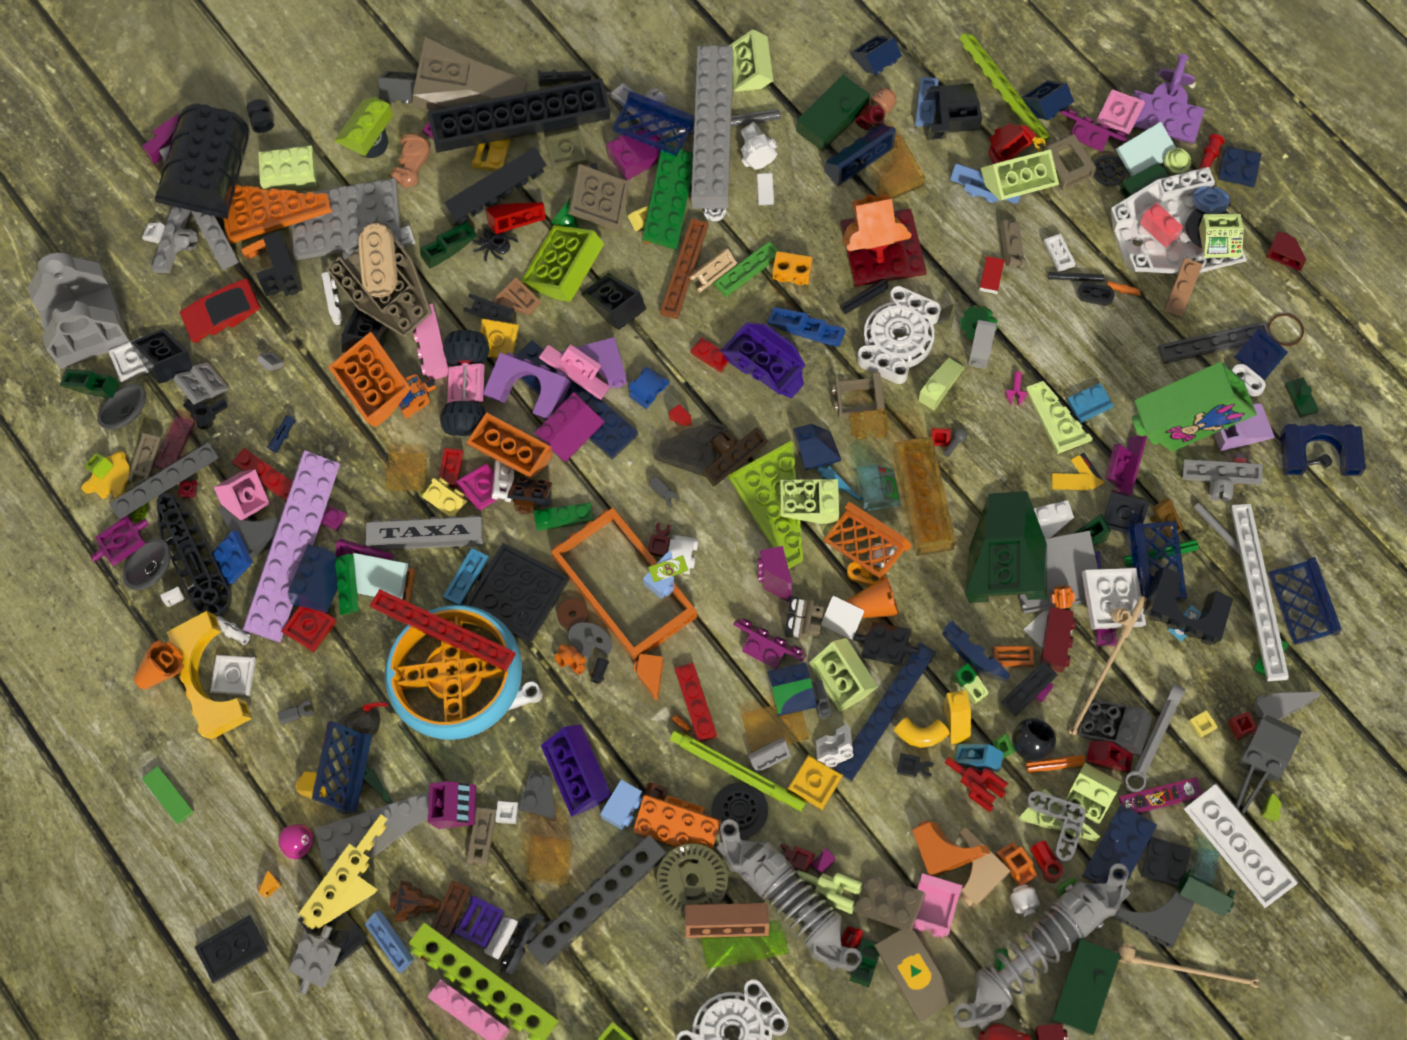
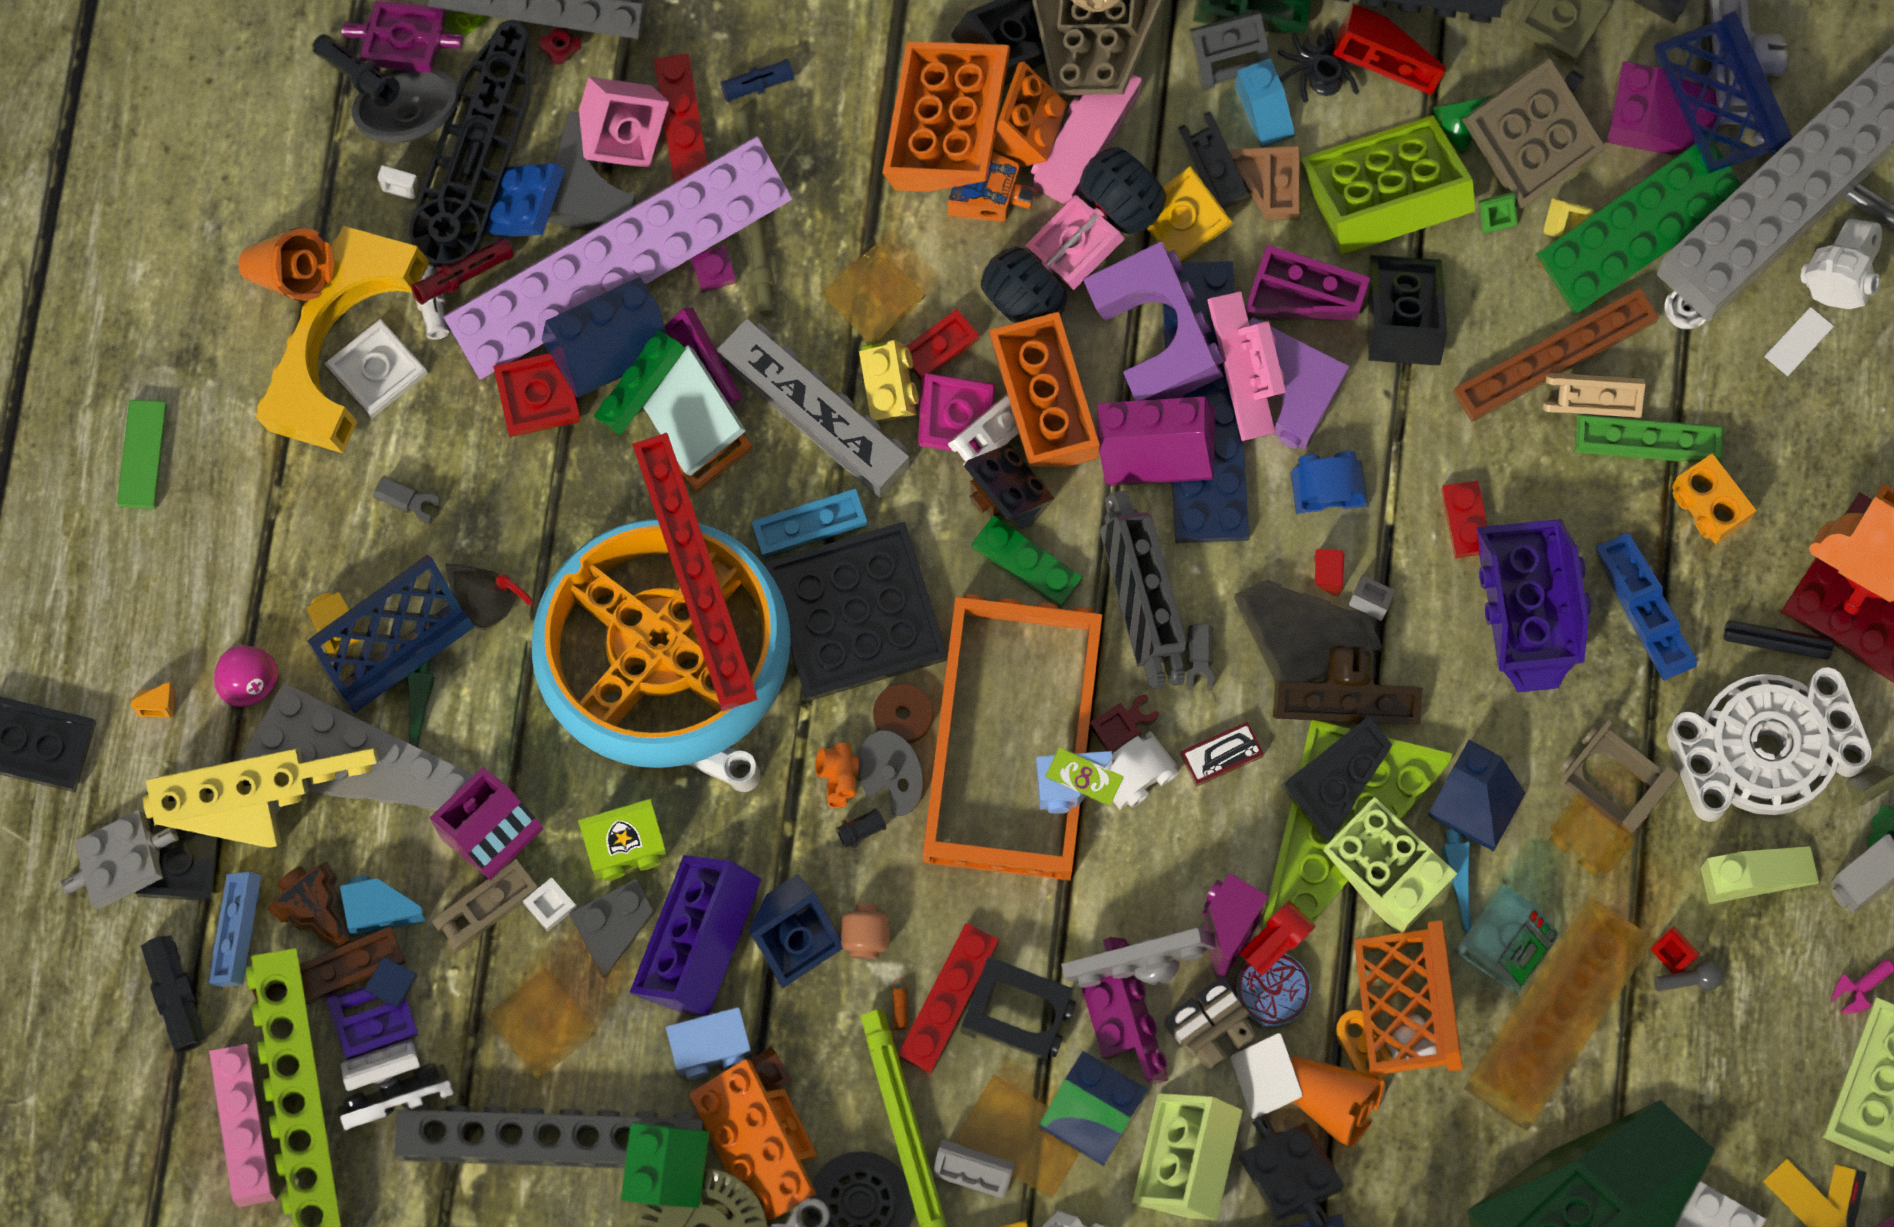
camera: 40 degrees right, 5 degrees up
(119, 567) = (364, 75): none -> black pin
(226, 624) = (428, 287): none -> dark red pin
(389, 990) = (173, 993): none -> black piece
(404, 353) = (1028, 119): none -> orange slope
(438, 877) = (375, 906): none -> dark azure slope
(451, 261) = (1226, 40): none -> dark grey plate
(474, 901) = (391, 982): none -> dark blue tile
(487, 273) = (1264, 103): none -> dark azure slope
(512, 760) = (623, 840): none -> lime slope
(570, 324) = (1304, 289): none -> magenta wedge
(612, 731) = (793, 931): none -> dark blue slope
(613, 237) = (1498, 212): none -> bright green slope
(619, 485) = (1143, 590): none -> dark grey hinge
(640, 706) = (865, 932): none -> nougat head
(649, 673) = (925, 897): orange slope -> none
(653, 865) = (664, 1165): none -> green slope
(705, 412) = (1371, 598): none -> light grey plate
(707, 519) = (1221, 754): none -> tile
(745, 687) = (1035, 1044): none -> black panel
(757, 616) = (1148, 960): none -> light grey plate
(759, 486) = (1335, 778): none -> black wing
(796, 558) = (1284, 932): none -> red piece
(812, 584) = (1277, 995): none -> tile
(823, 707) = (1122, 1158): dark grey bar -> none

